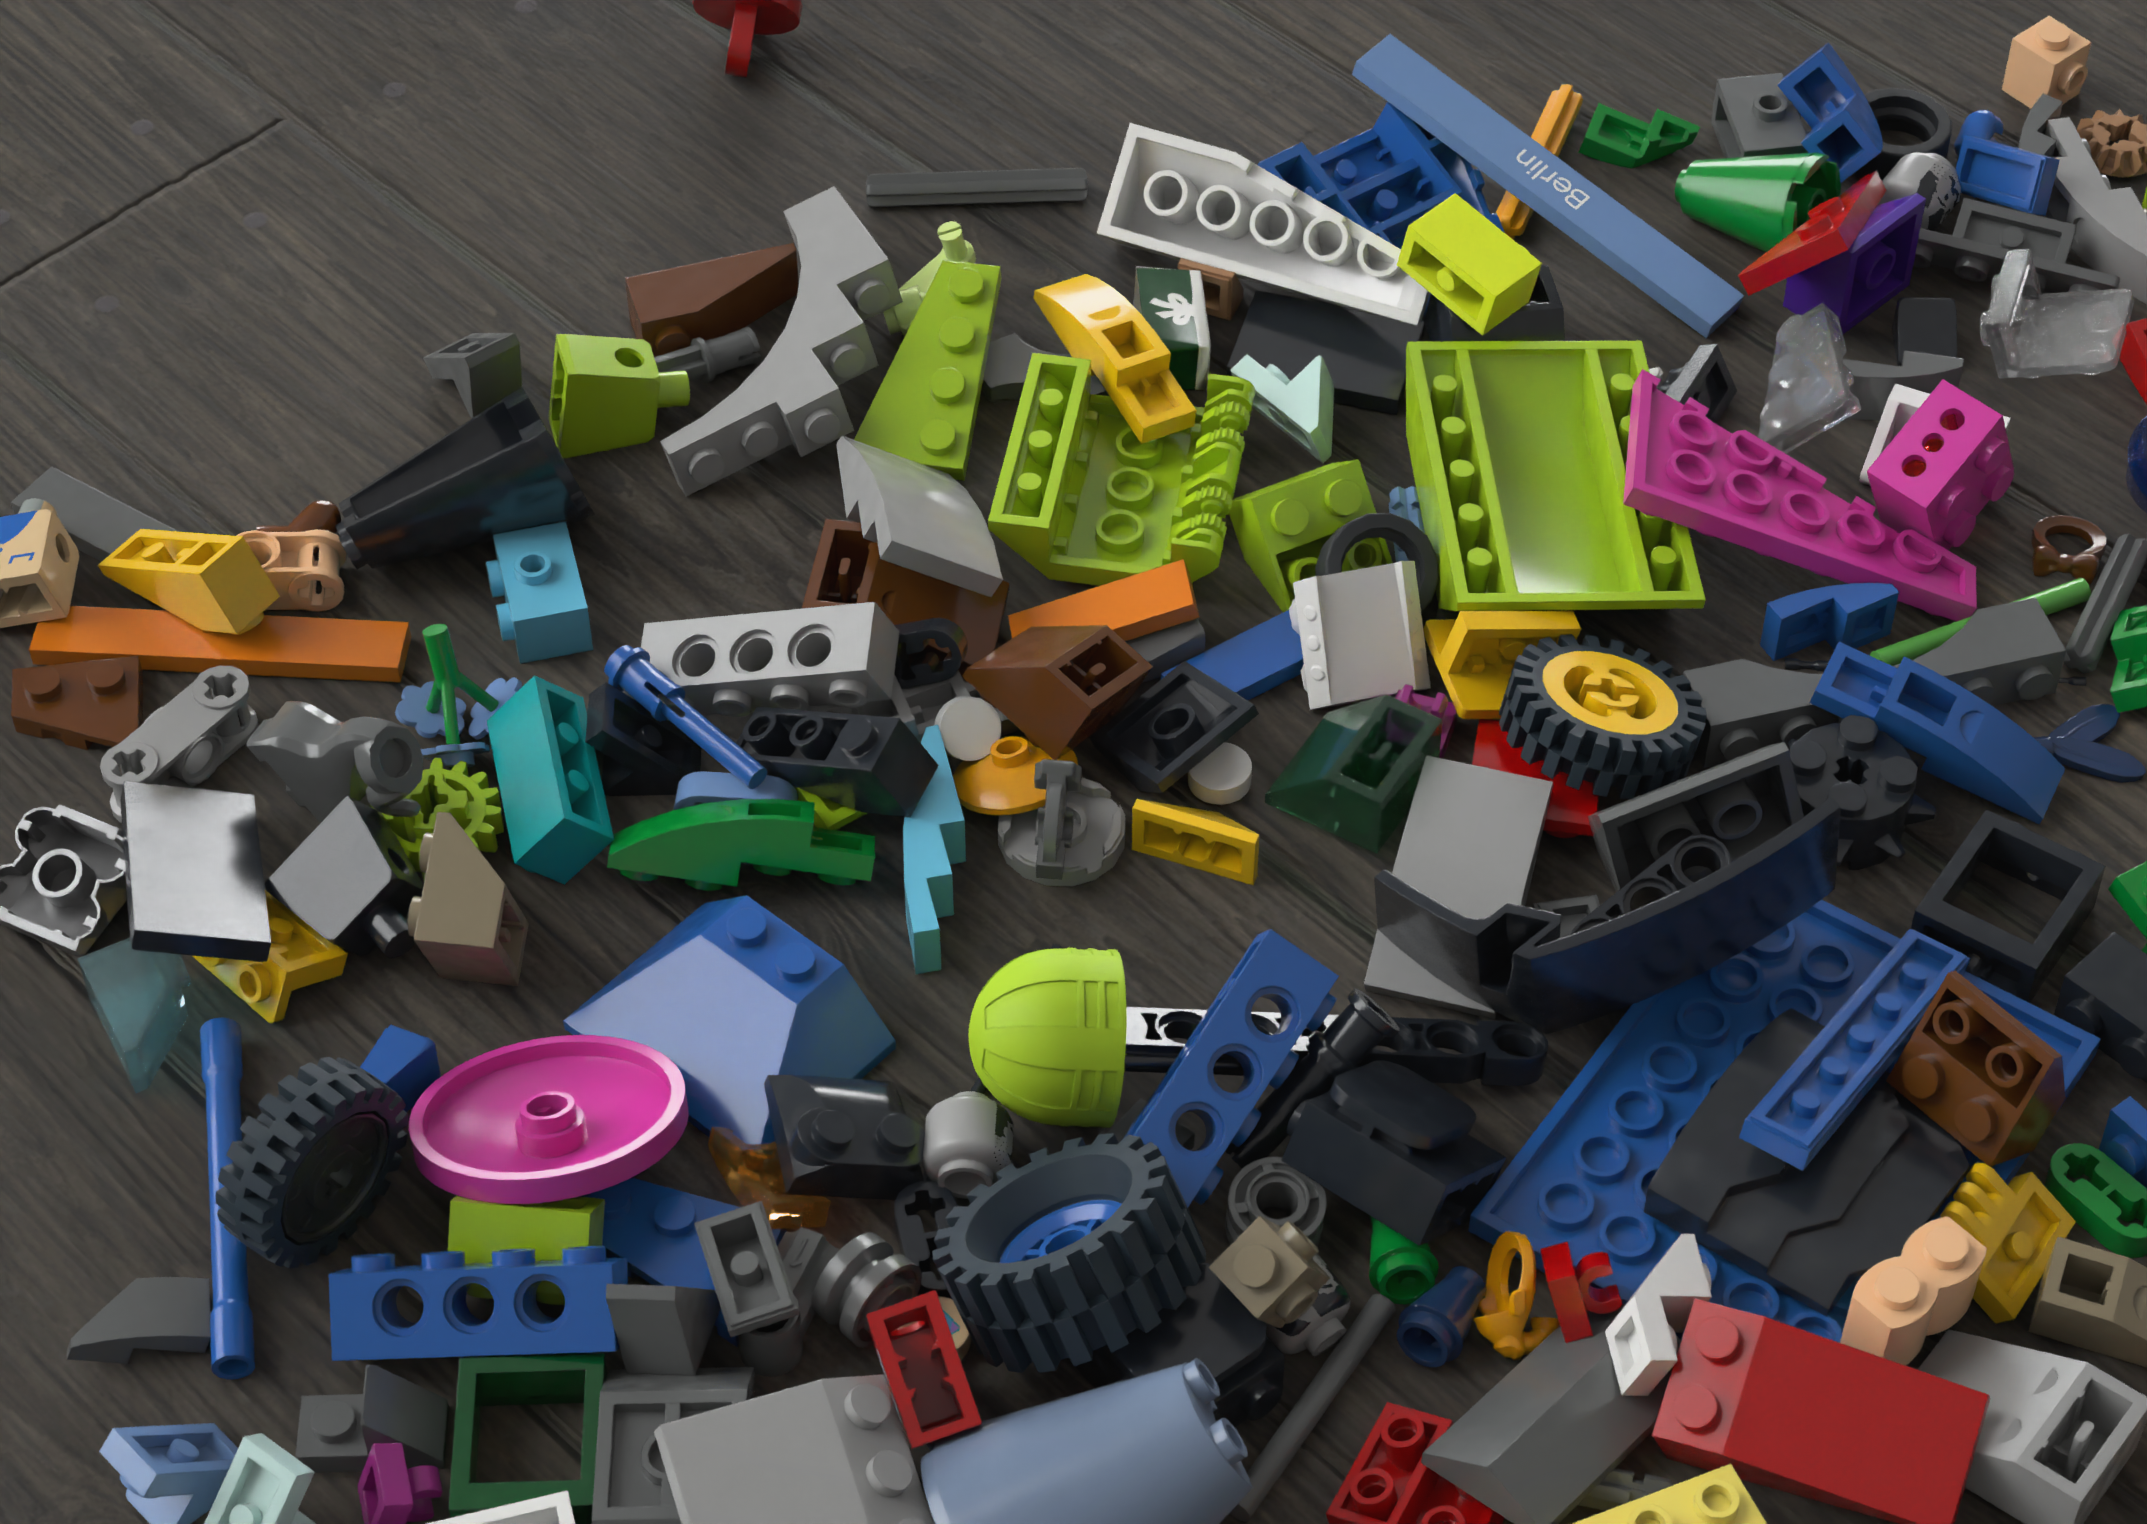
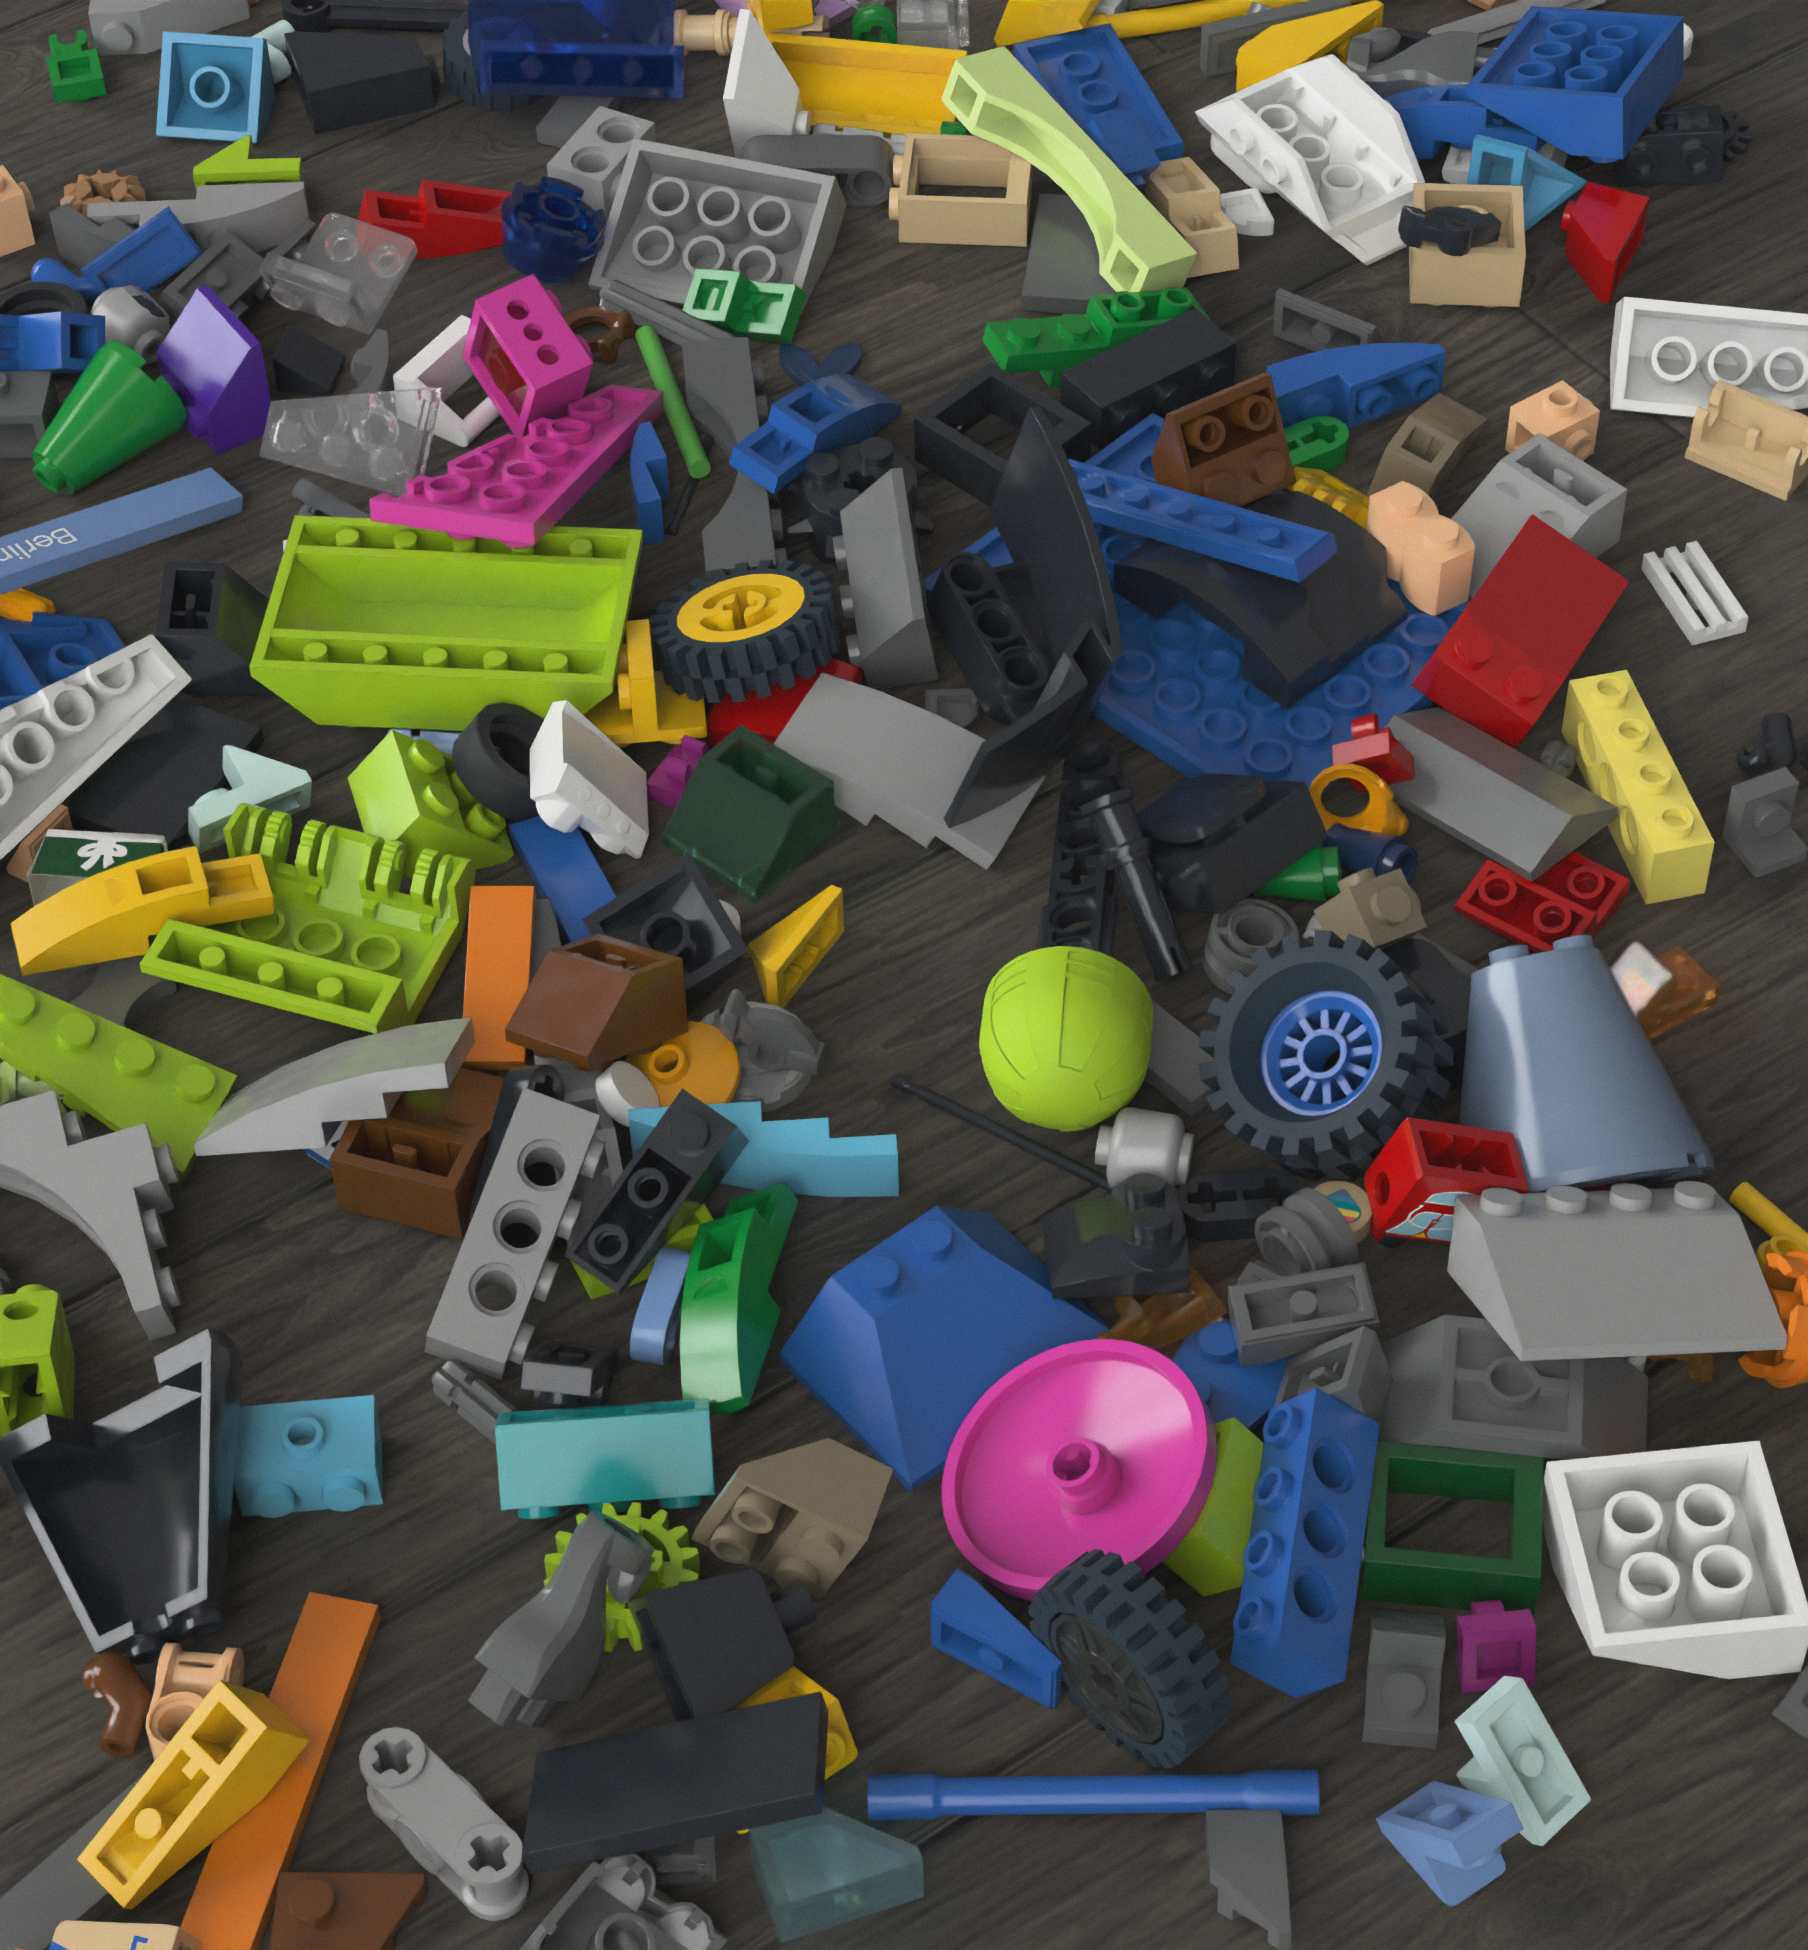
camera: 80 degrees left, 0 degrees up
(436, 709) = (465, 1518): plant -> none
(632, 672) = (505, 1344): blue pin -> none
(1267, 970) = (1131, 917): blue brick -> none
(1468, 264) = (175, 595): neon yellow brick -> none
(1644, 1330) = (1418, 703): white slope -> none
(1826, 234) = (208, 370): red wing -> none

